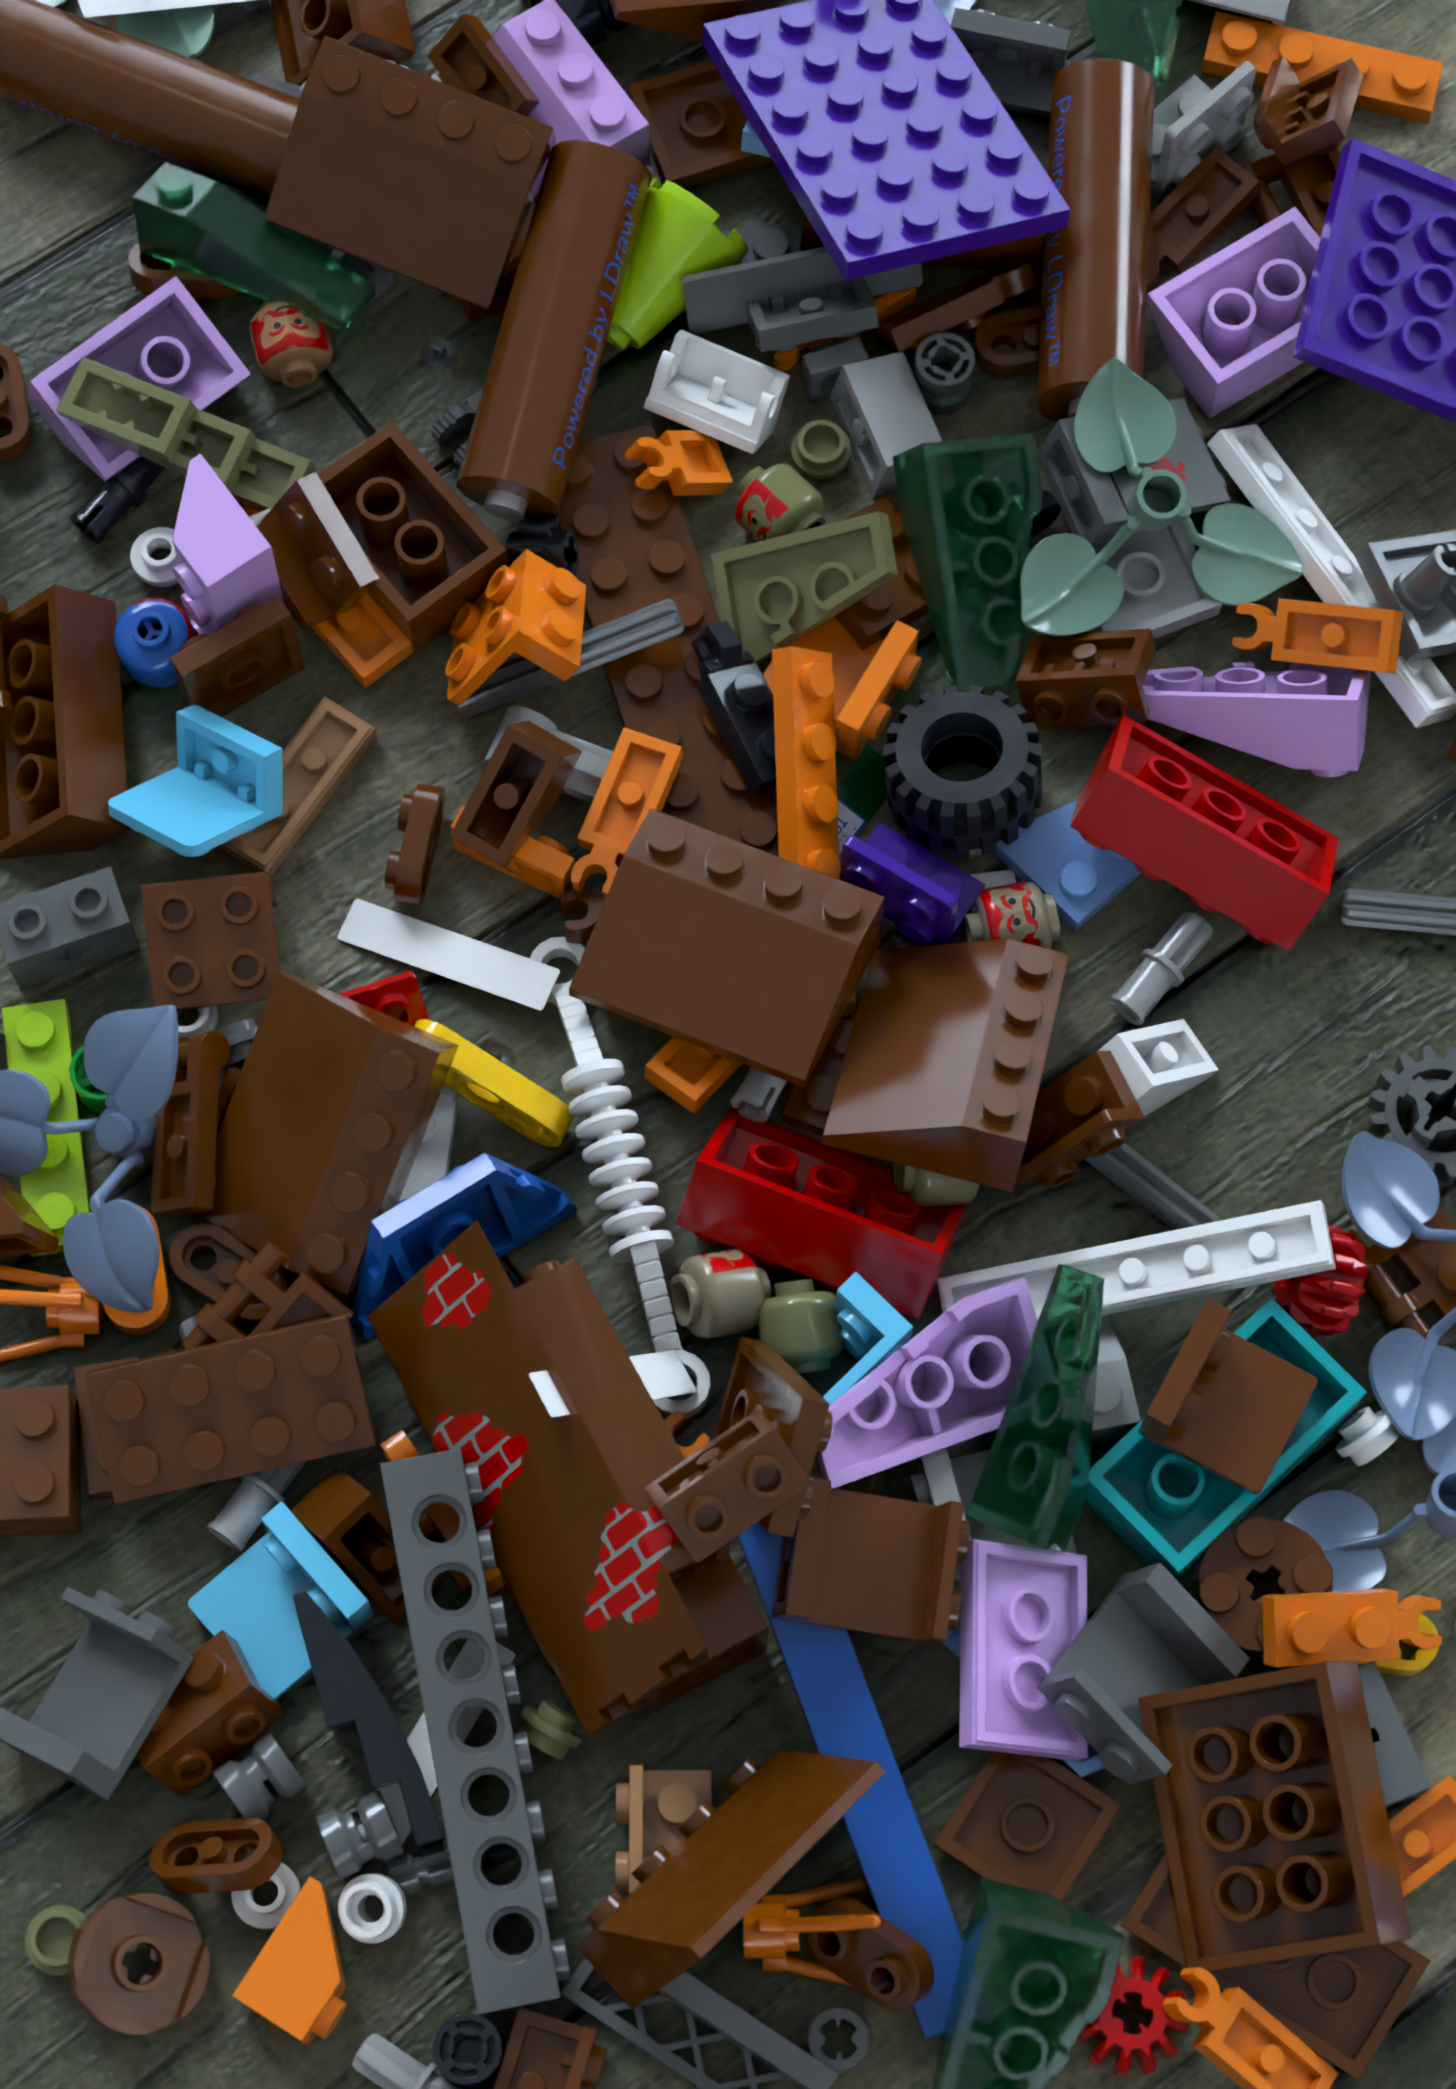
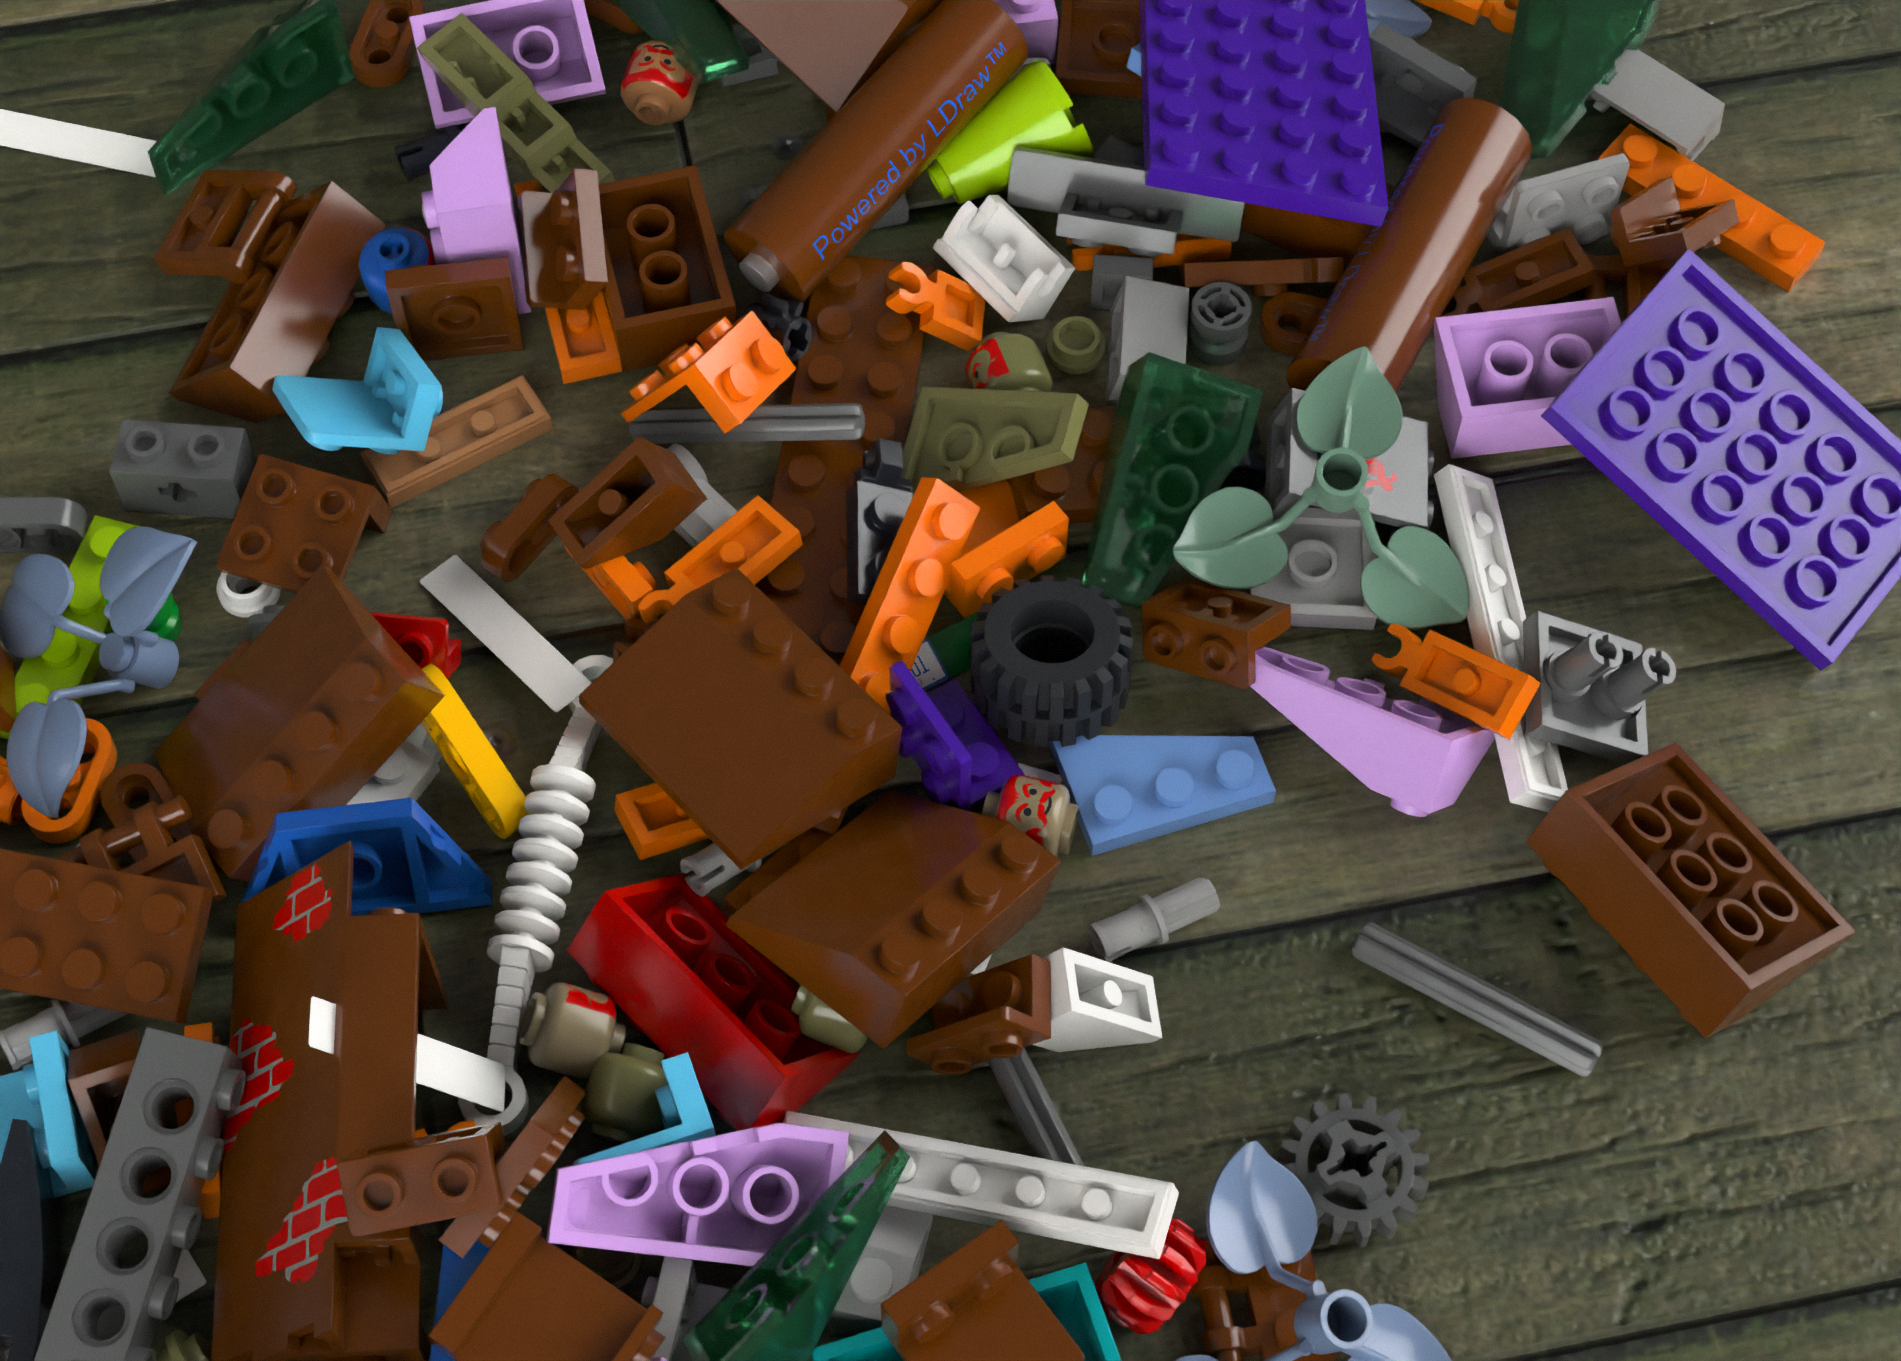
camera: 25 degrees right, 10 degrees down
(188, 1129) = (183, 673): reddish brown plate -> none
(1206, 834) = (1250, 808): red slope -> none

